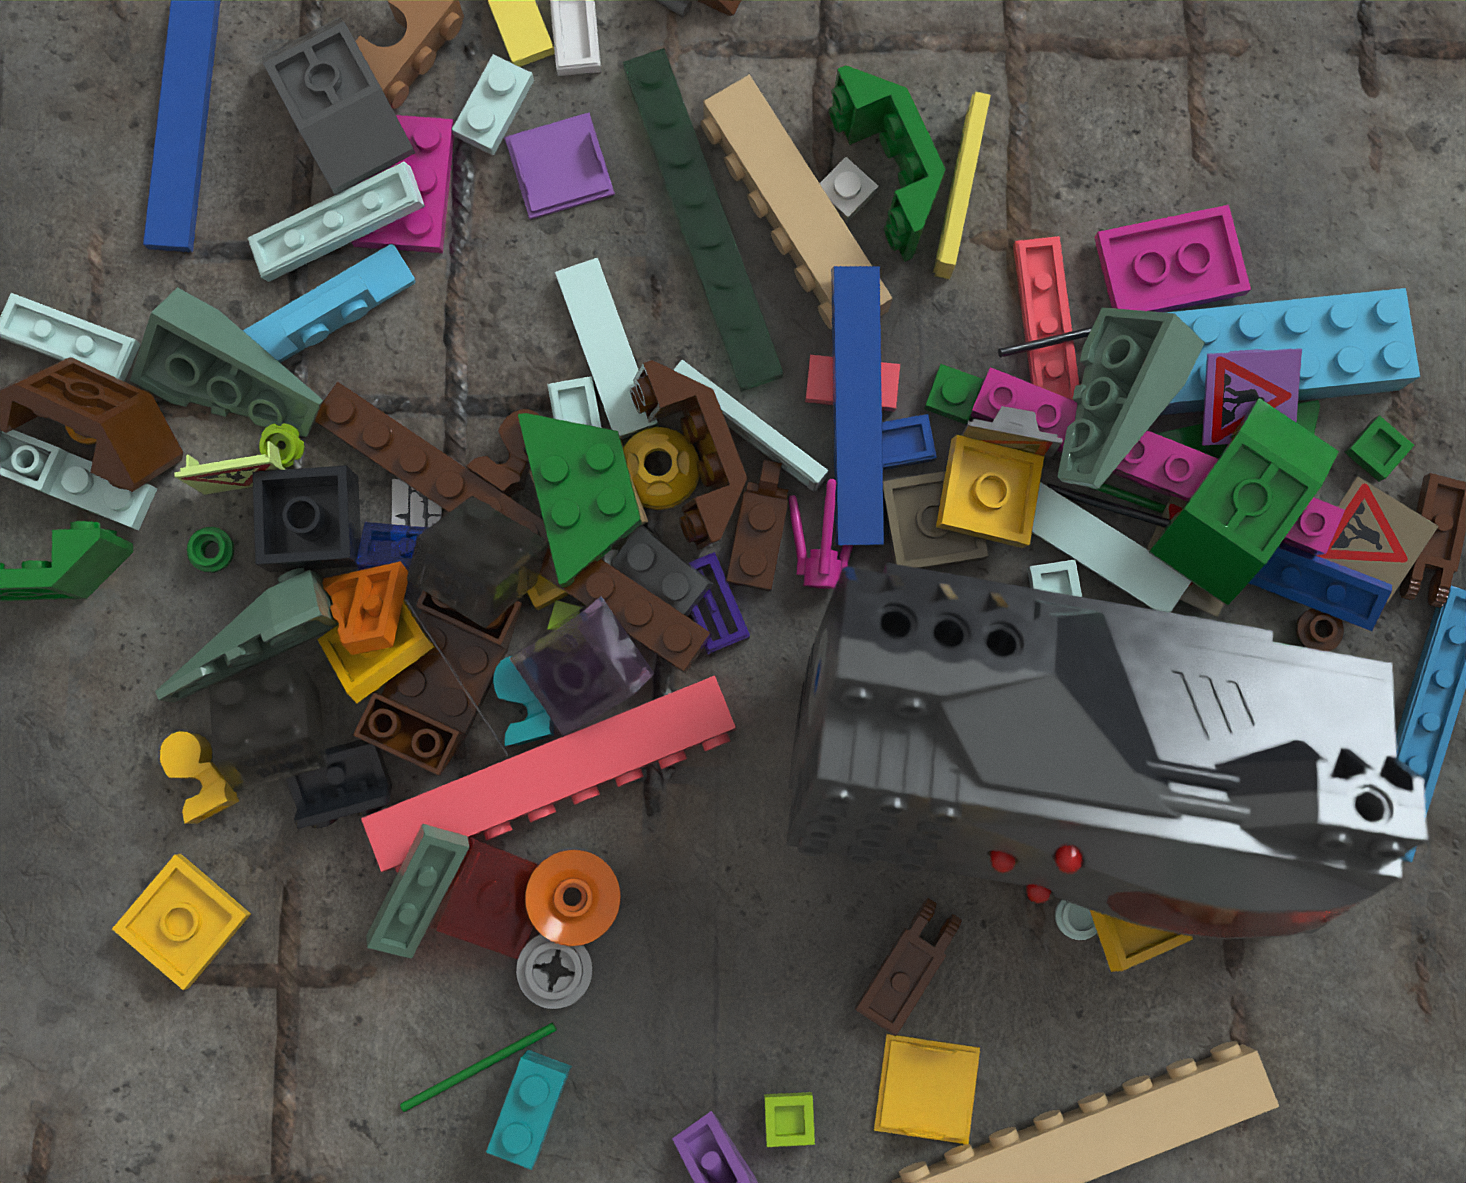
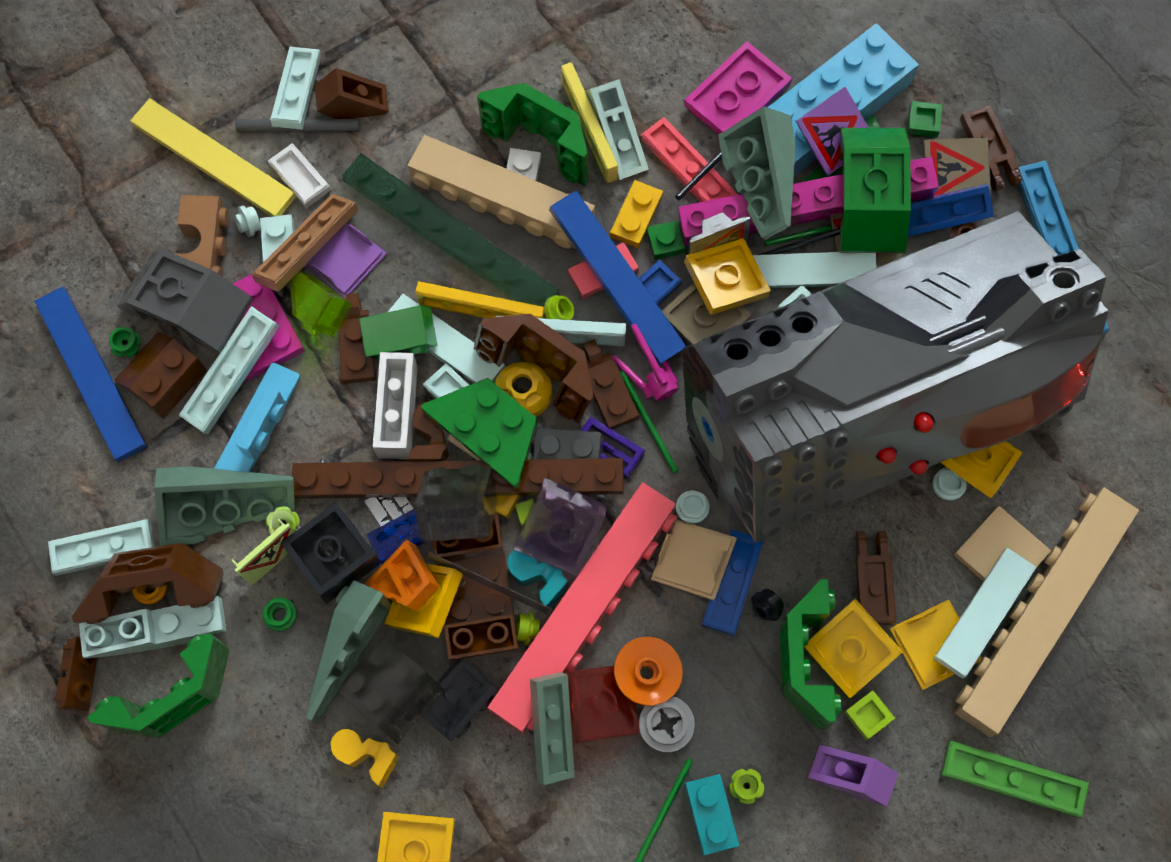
camera: 30 degrees left, 10 degrees down
(235, 99) = (123, 334): none -> green plate
(257, 175) = (161, 374): none -> reddish brown slope
(472, 752) = (526, 627): none -> lime plate
(475, 48) = (247, 221): none -> light aqua plate
(486, 204) = (317, 304): none -> clear neon green slope
(494, 390) = (395, 405): none -> white brick
(505, 281) = (354, 363): none -> reddish brown hinge
(521, 120) = (305, 242): none -> medium nougat tile
(556, 305) = (399, 332): none -> green brick
(593, 1113) = (749, 795): none -> lime plate
(673, 329) = (472, 303): none -> yellow tile
(717, 802) = (694, 559): none -> tan piece
(735, 1066) = (813, 701): none -> green slope
(738, 862) = (726, 609): none -> blue tile
(758, 739) = (692, 507): none -> light aqua plate
(762, 914) = (767, 605): none -> black plate
(765, 398) = (559, 308): none -> lime plate
(778, 605) = (647, 420): none -> green axle
(823, 1033) = (853, 648): none -> yellow plate
(941, 338) = (636, 214): none -> yellow plate
(990, 215) = (618, 127): none -> light aqua slope
(1006, 1098) = (984, 613): none -> light aqua tile
(1082, 1039) = (993, 537): none -> tan tile

